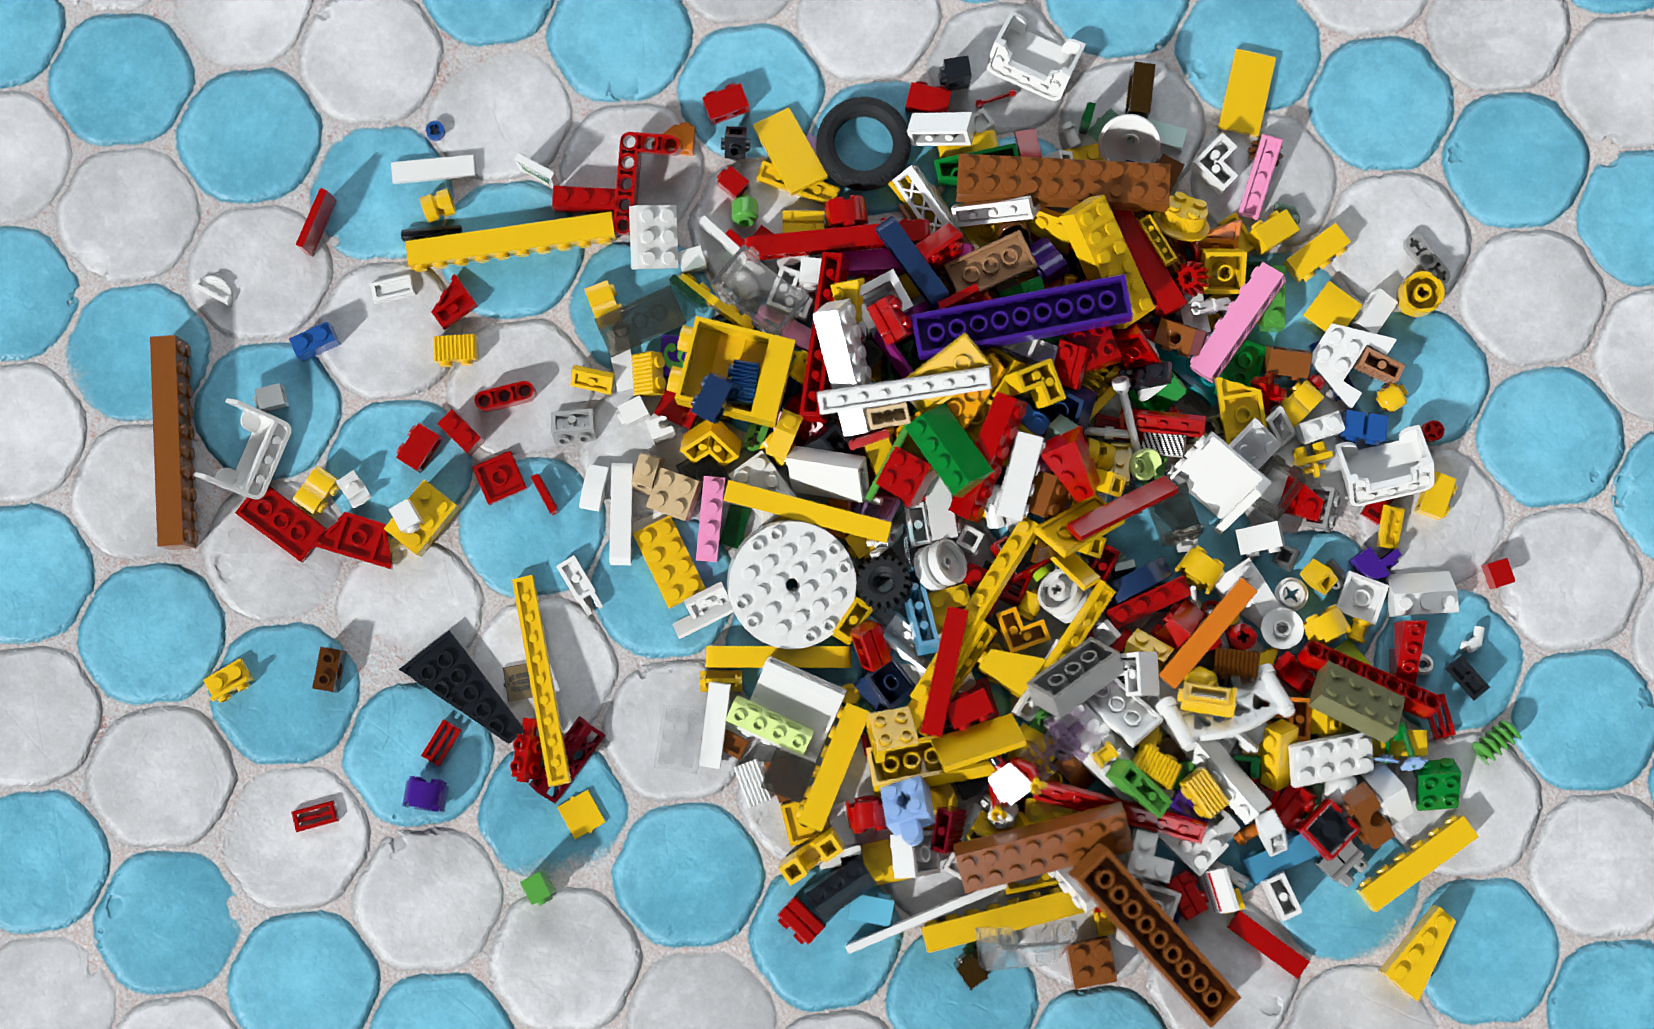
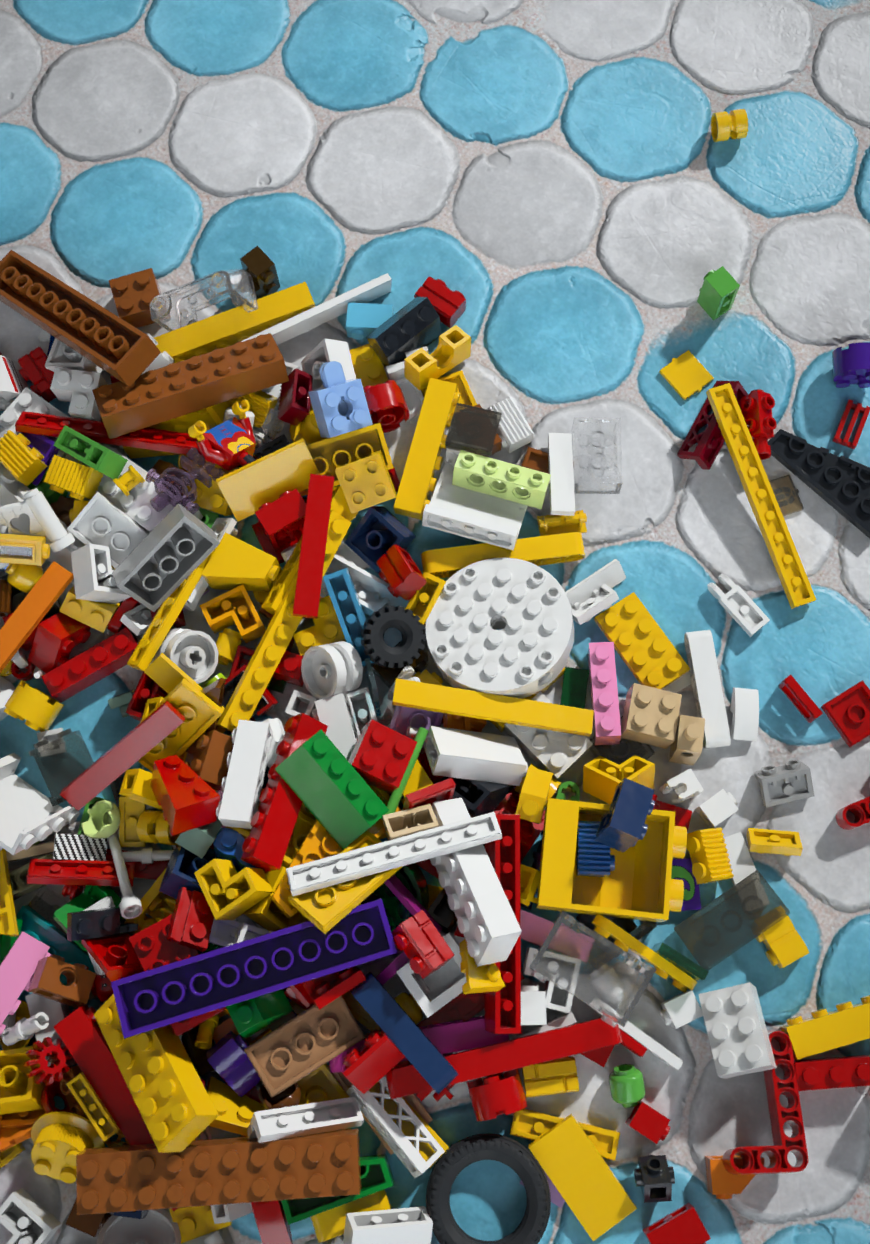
camera: 175 degrees right, 10 degrees down
(852, 694) = (417, 529): yellow tile -> none
(1139, 580) = (100, 685): dark blue arch -> none

